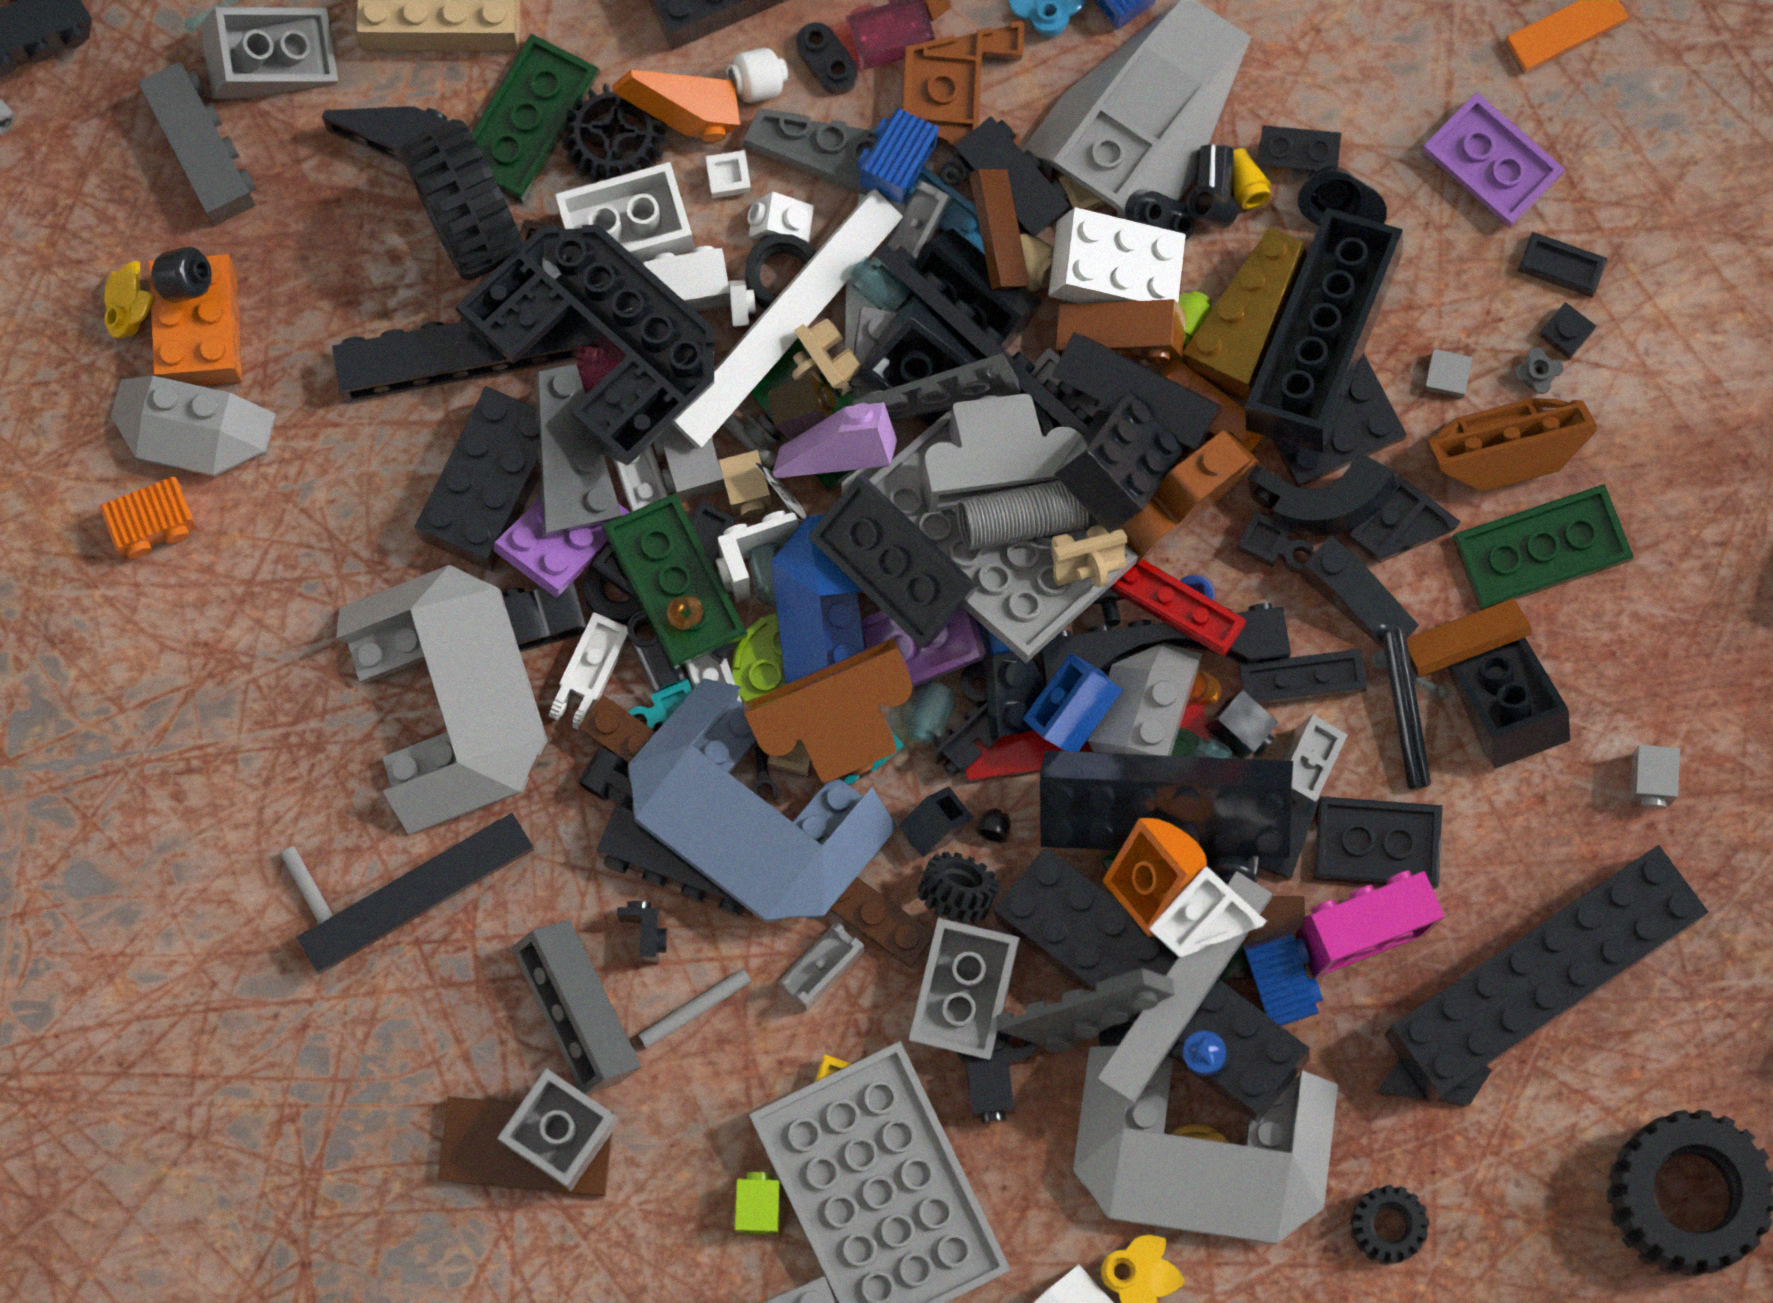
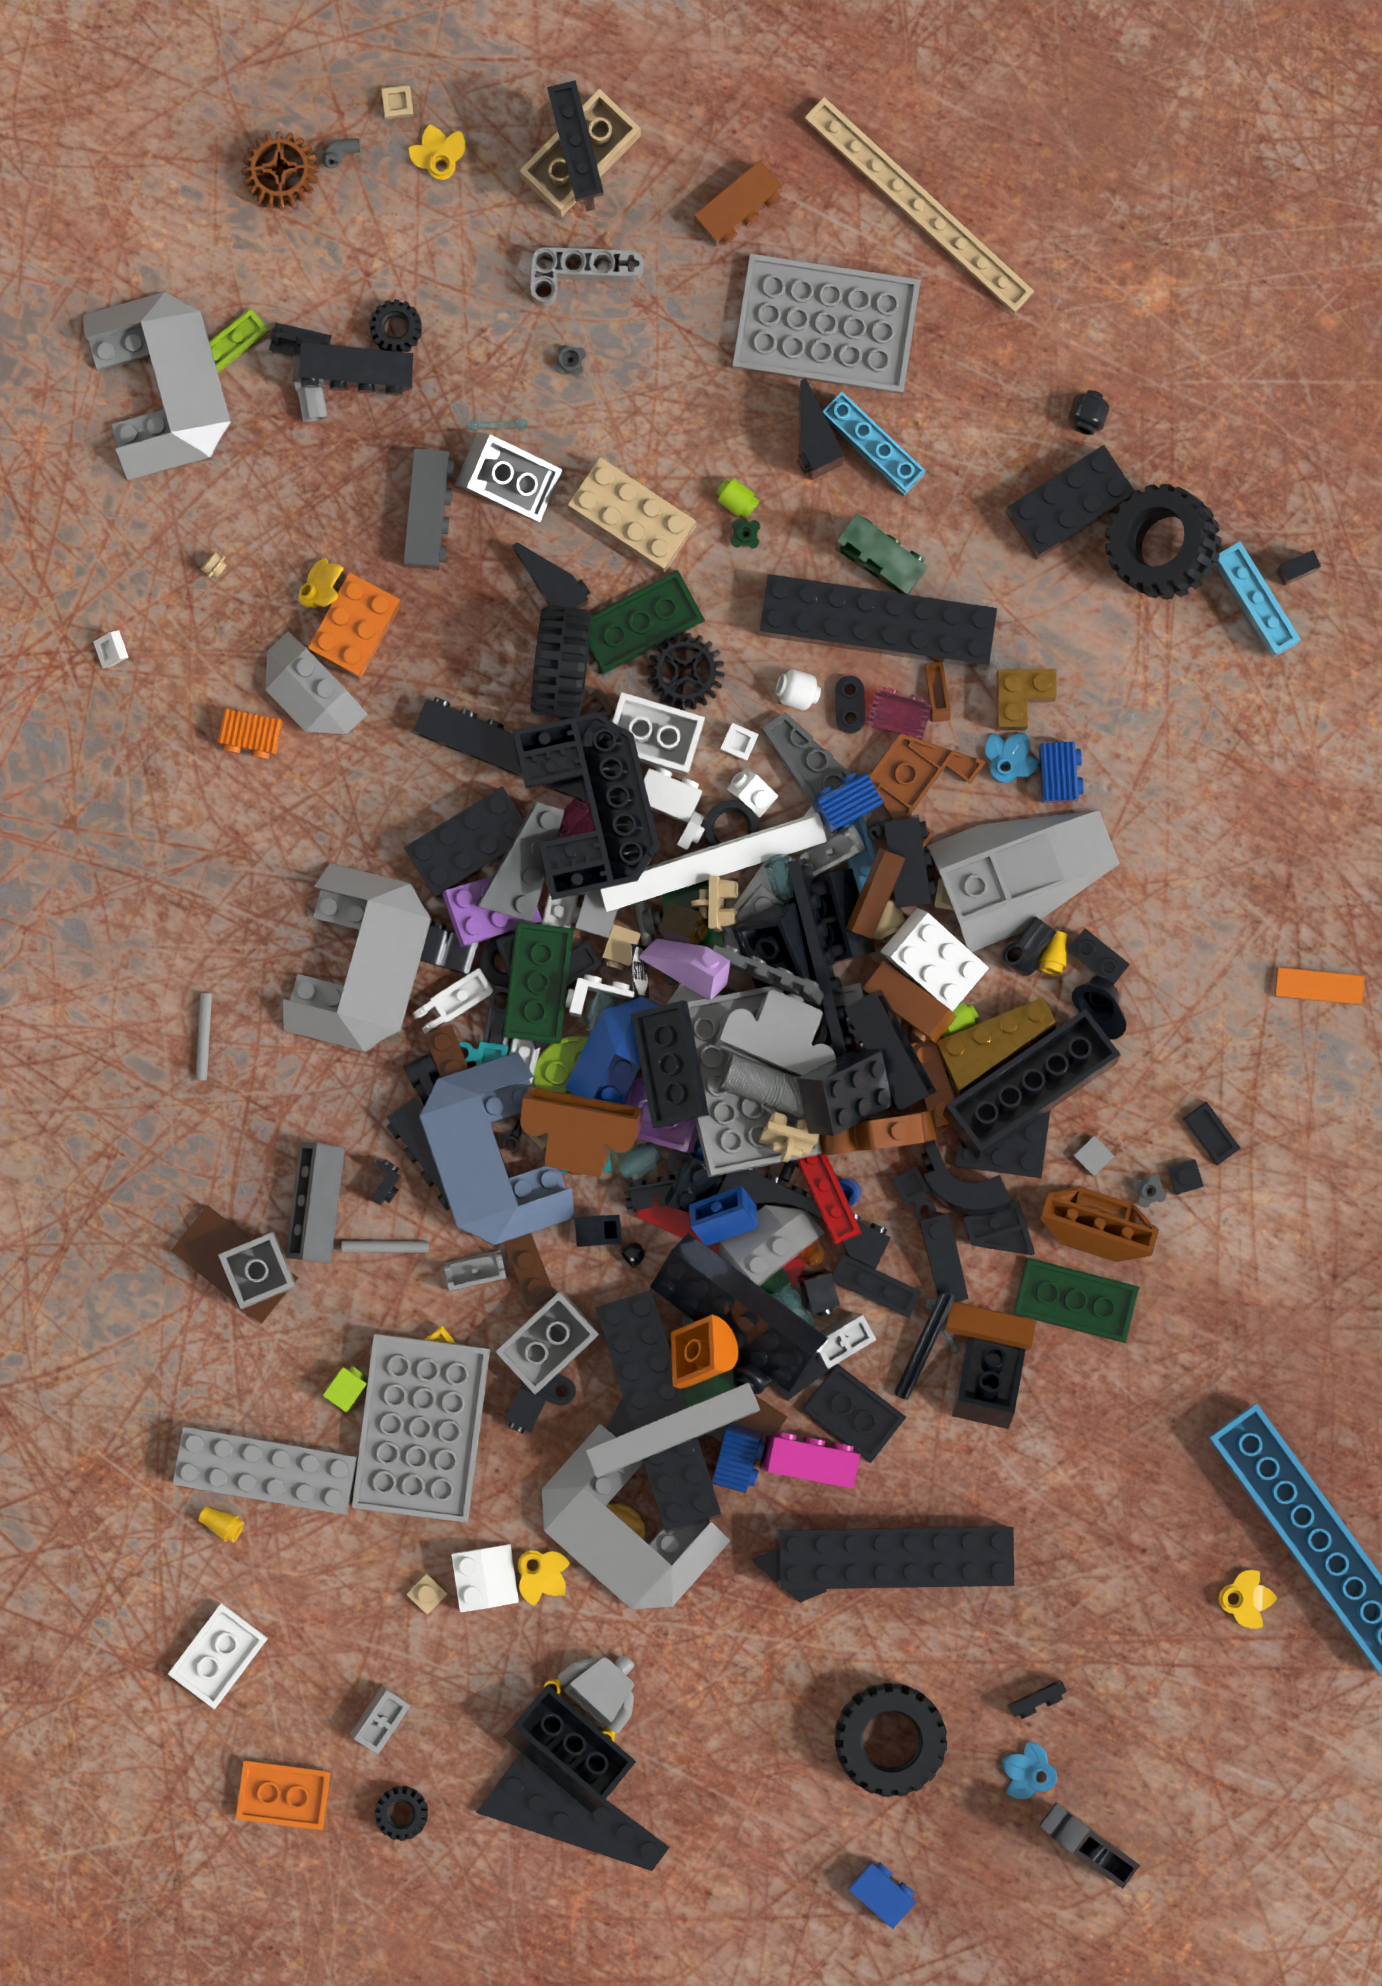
camera: 25 degrees right, 10 degrees up
(181, 274) = (361, 600): black head -> none
(415, 893) = (265, 1070): black tile -> none
(680, 605) = (522, 1009): clear orange hinge -> none
(684, 102) = (740, 684): orange slope -> none
(958, 887) = (574, 1285): black tyre -> none
(1087, 1011) = (607, 1407): dark grey wing -> none
(1164, 212) = (988, 945): black plate -> none
(1204, 916) = (710, 1398): white wing -> none
(1204, 1053) = (657, 1477): blue tile -> none
(1404, 1203) = (699, 1658): black tyre -> none
(1493, 160) = (1214, 1040): medium lavender plate -> none
(1654, 776) = (1043, 1483): light grey brick -> none

